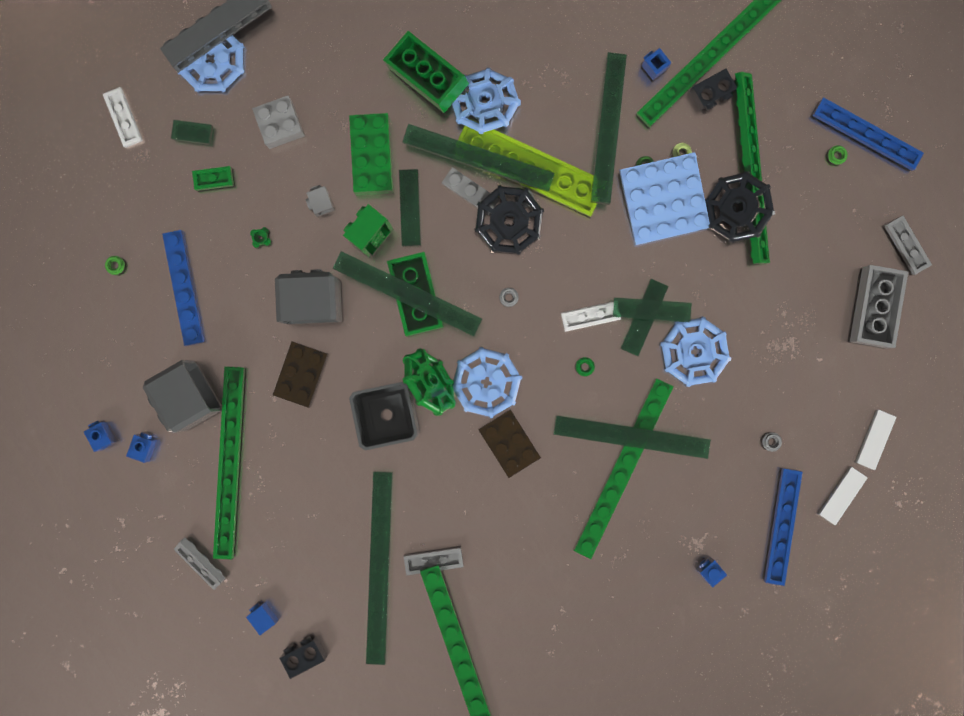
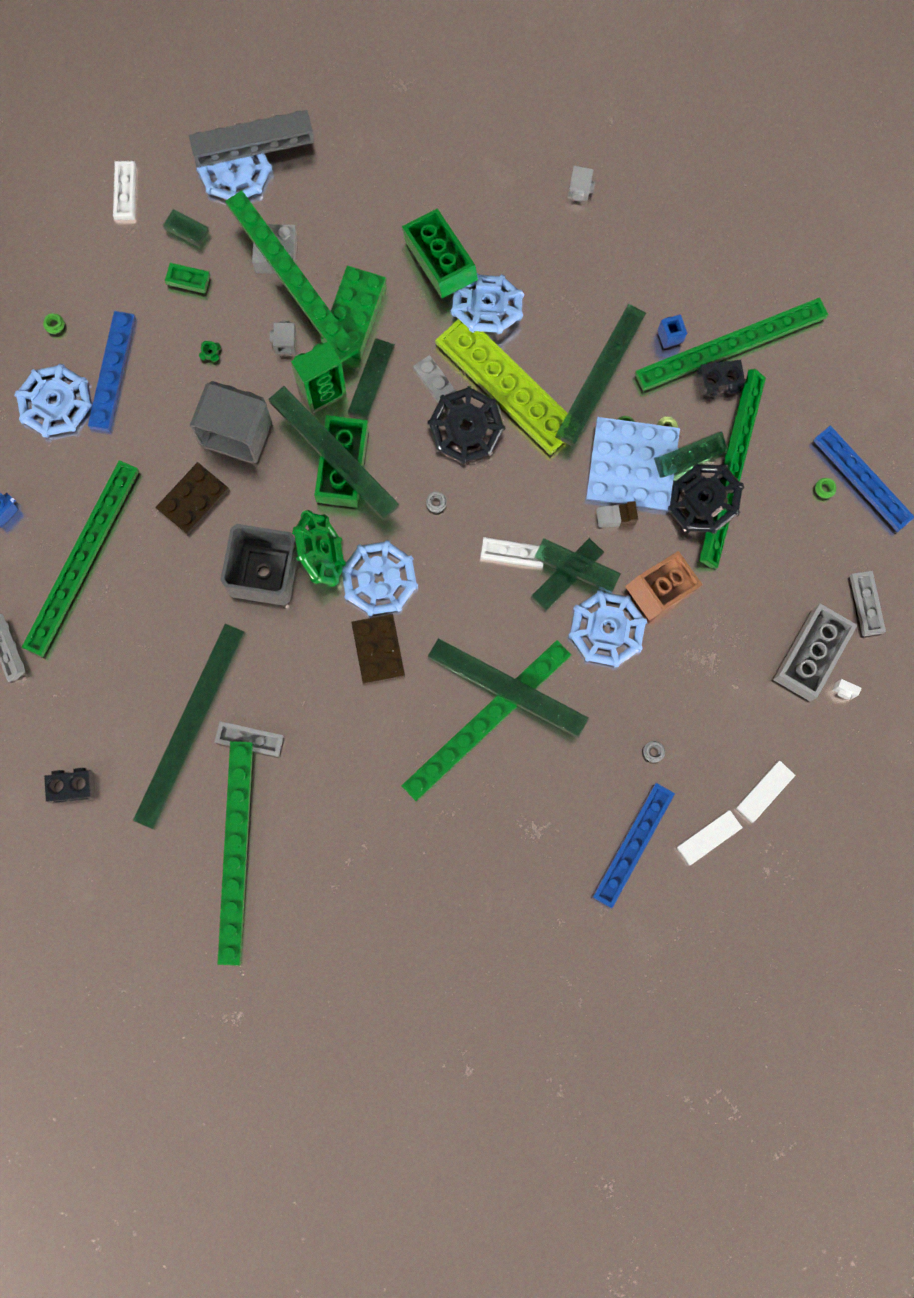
camera: 10 degrees right, 10 degrees down
(139, 324) = (57, 411): none -> light blue plate
(181, 396) = (62, 468): dark grey plate -> none
(261, 618) = (44, 728): blue brick -> none
(305, 145) = (291, 275): none -> green plate
(478, 158) = (459, 353): clear green plate -> none
(591, 366) = (487, 594): green plate -> none
(668, 249) = (617, 515): none -> leg
(711, 571) = (538, 861): blue brick -> none
(713, 172) = (690, 454): none -> clear green plate
(730, 297) = (663, 585): none -> nougat slope
(915, 328) = (846, 689): none -> white plate

